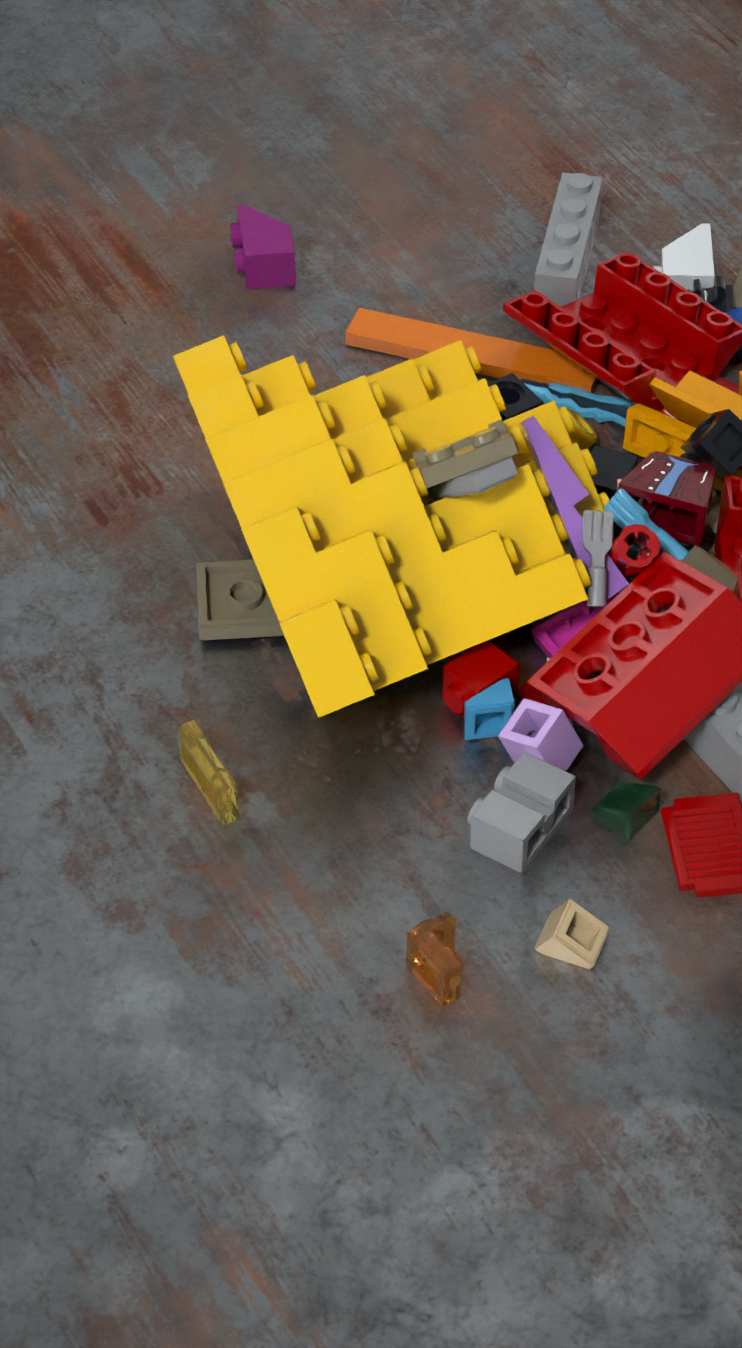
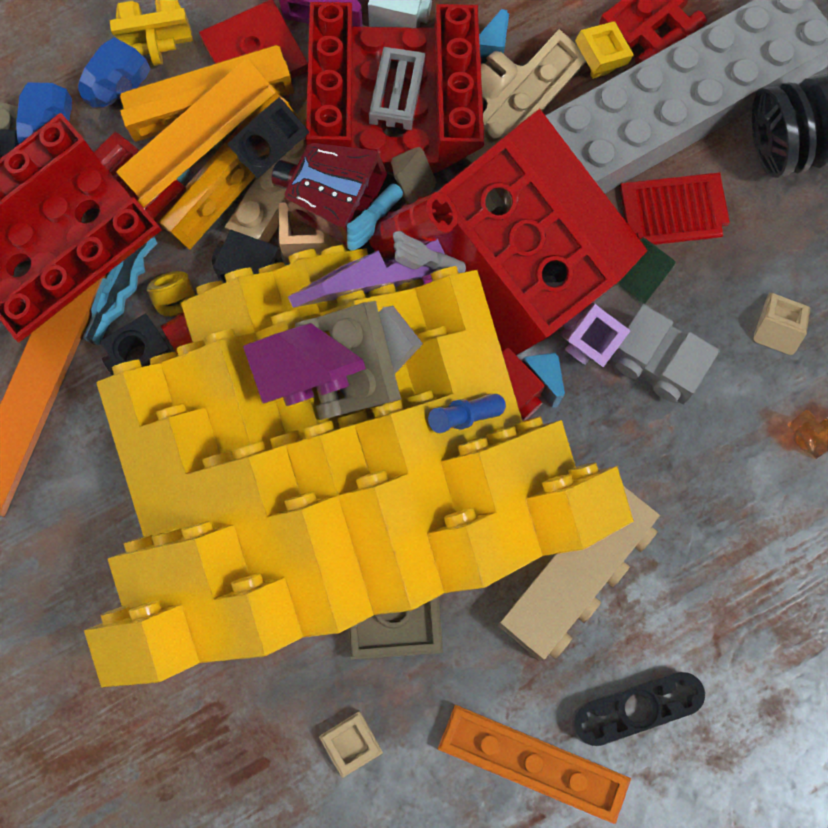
camera: 90 degrees left, 30 degrees up
(83, 710) = (534, 764): none -> orange tile
(115, 576) = (351, 744): none -> tan tile
(128, 805) = (674, 709): none -> black beam
(208, 772) = (628, 635): clear yellow tile -> none
(279, 735) = (571, 581): none -> tan brick
(429, 578) = (464, 413): none -> blue piece
(457, 412) = (297, 361): none -> magenta slope

